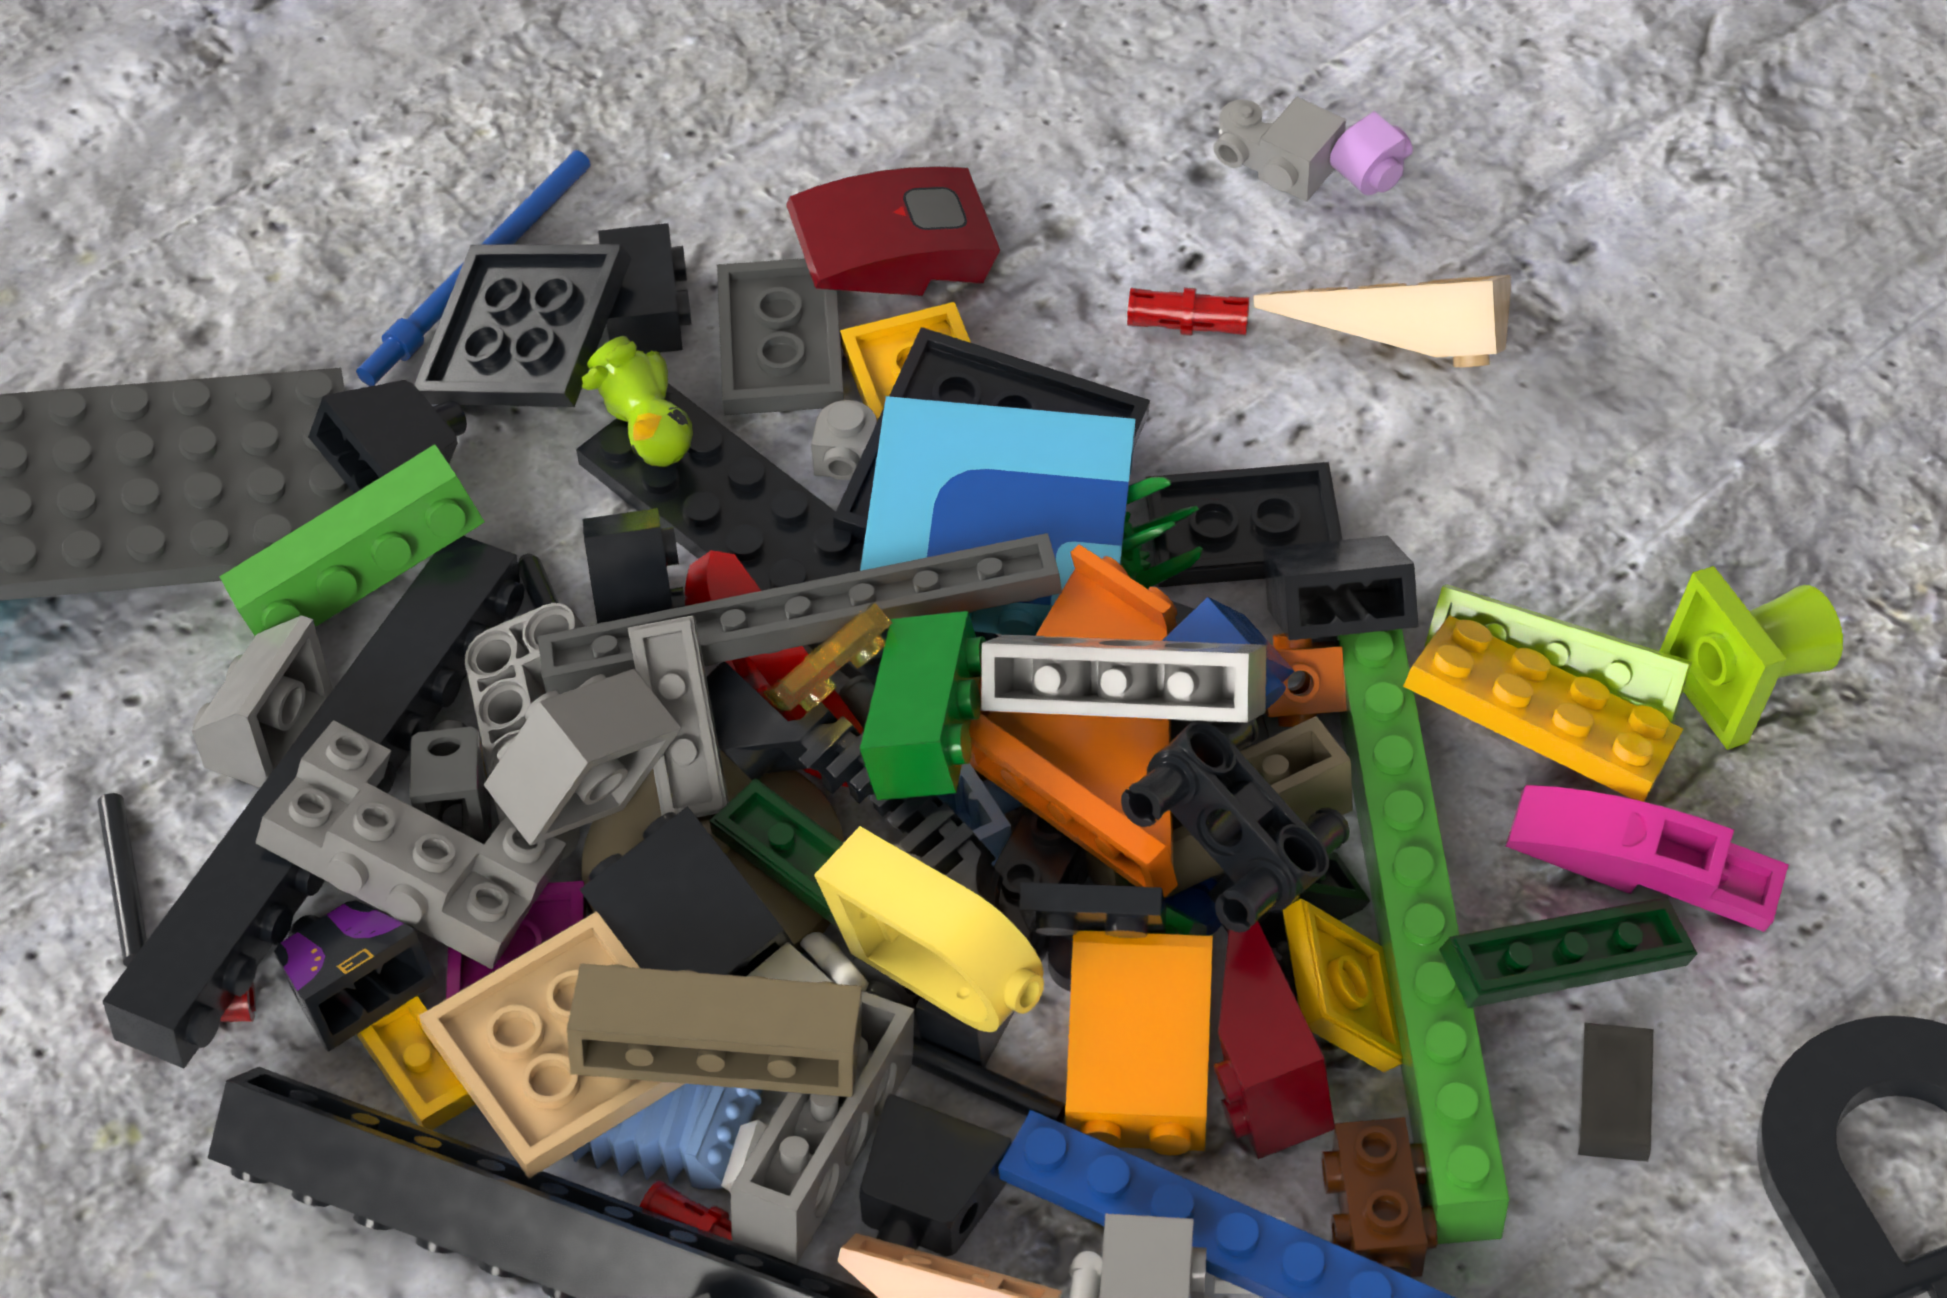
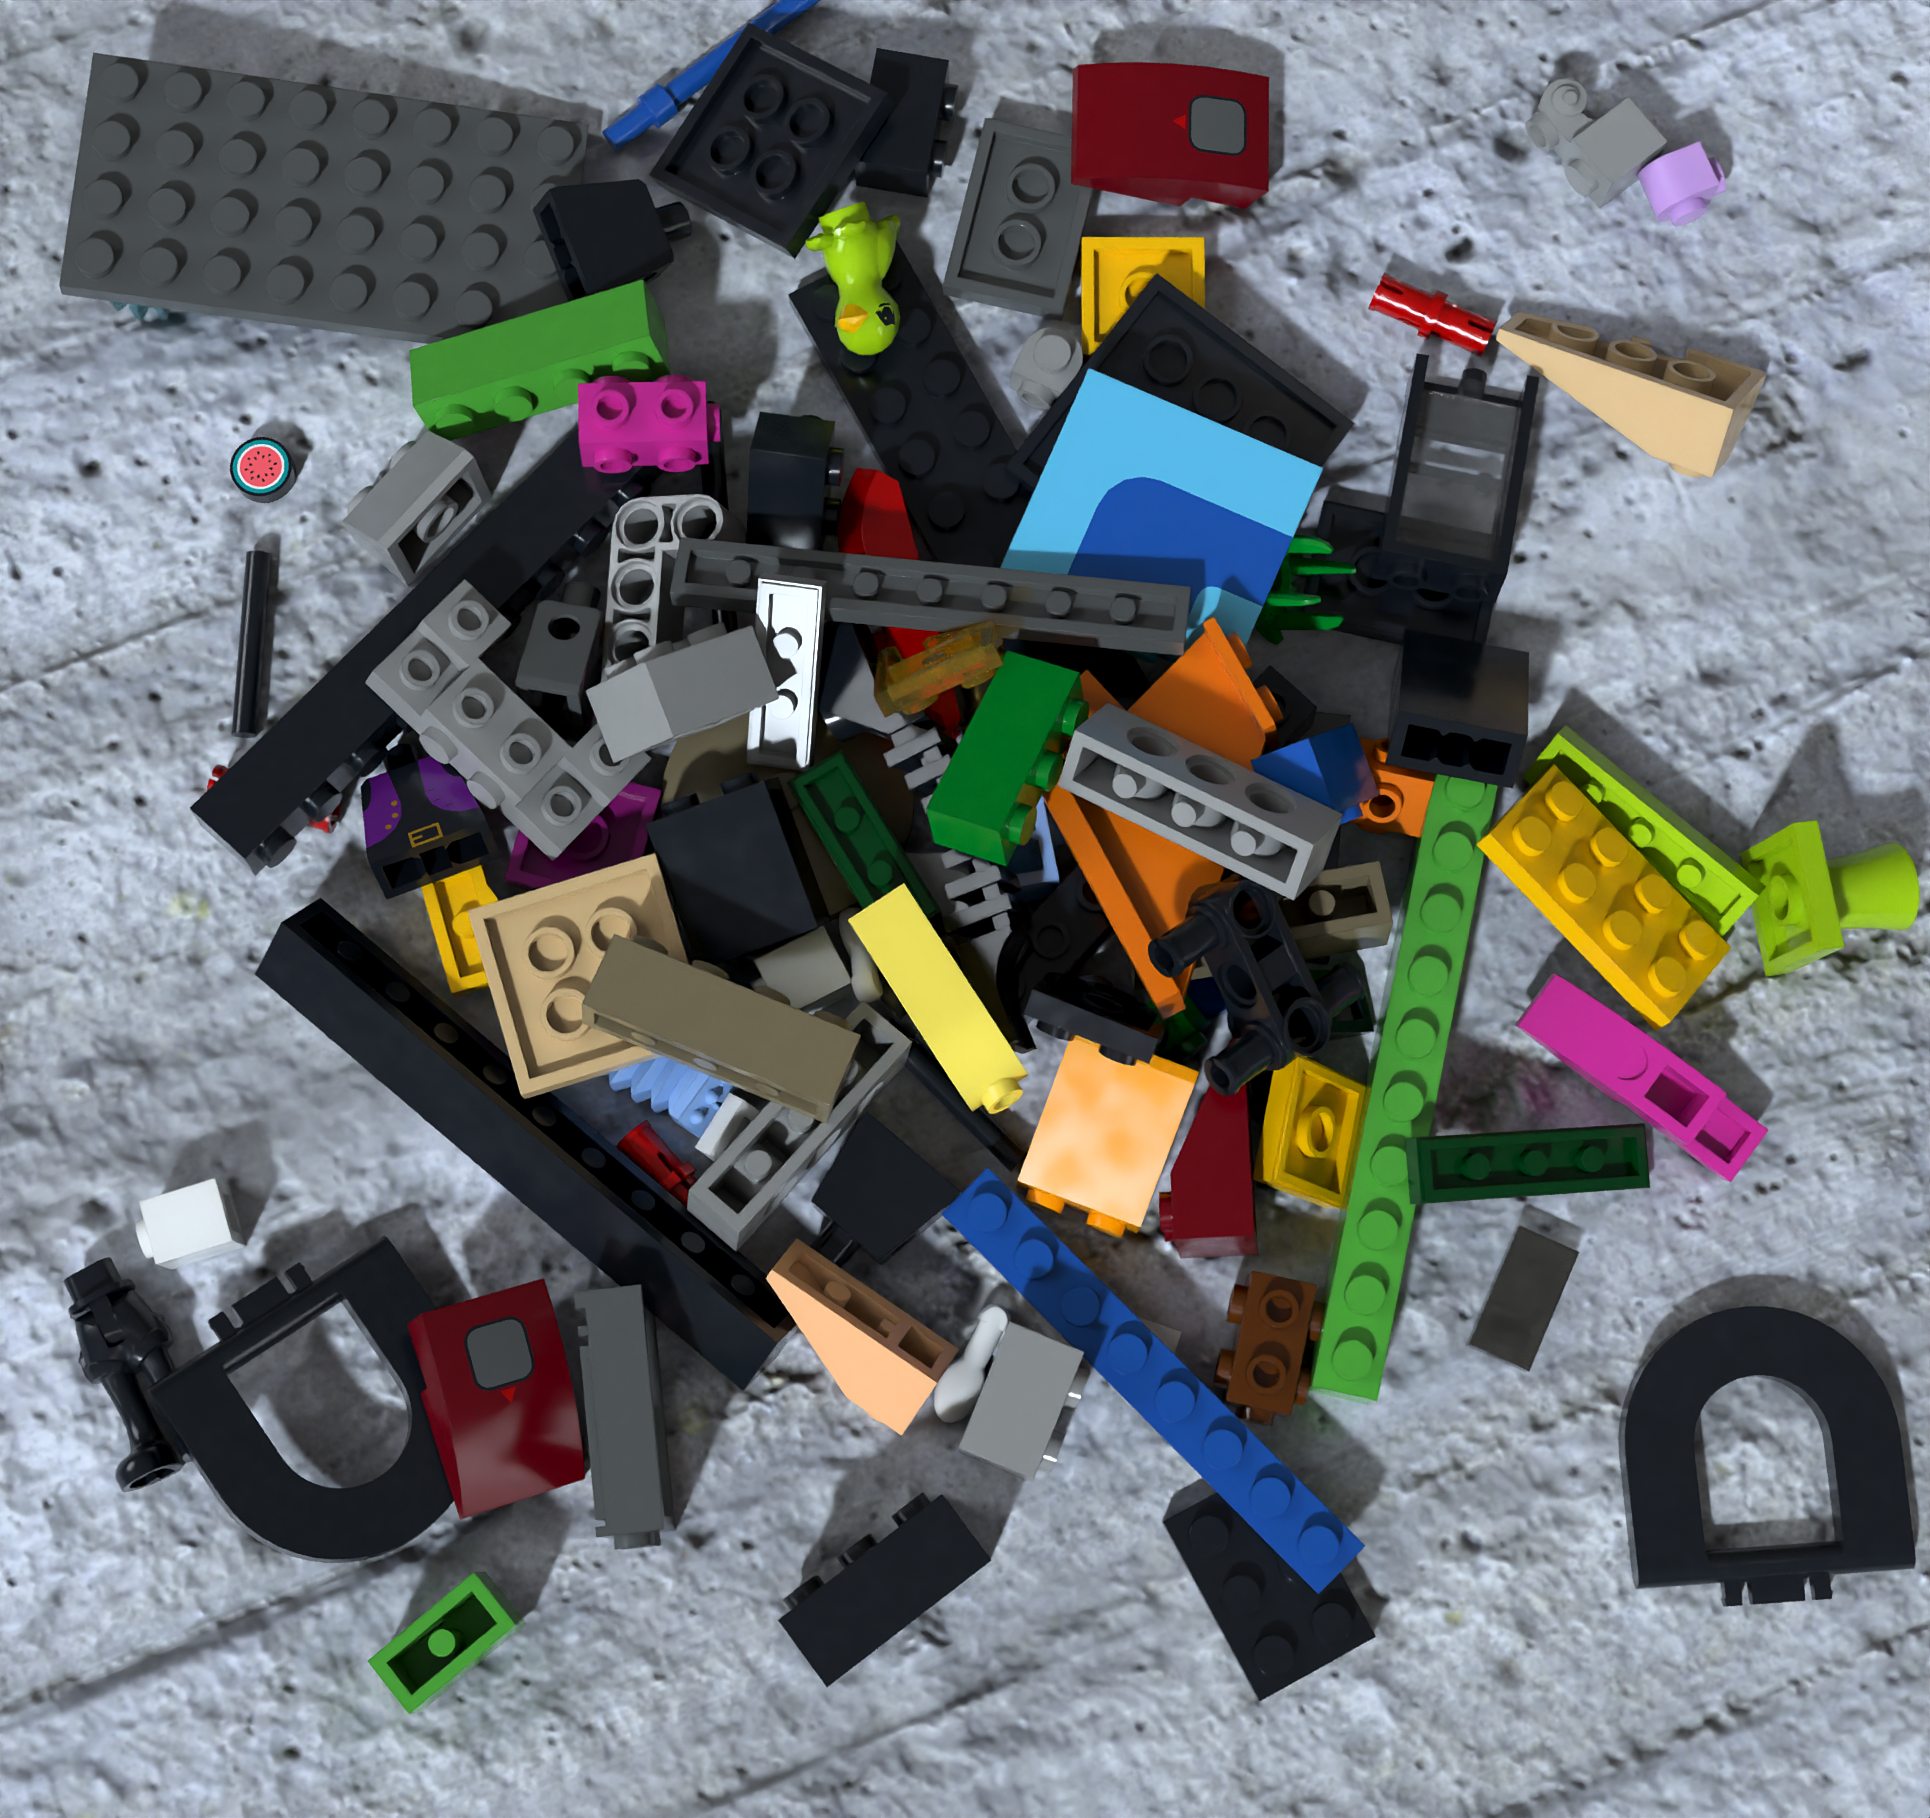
camera: 15 degrees right, 25 degrees up
(96, 728) = (262, 470): none -> tile
(474, 559) = (646, 423): none -> dark pink brick
(1264, 428) = (1455, 486): none -> door

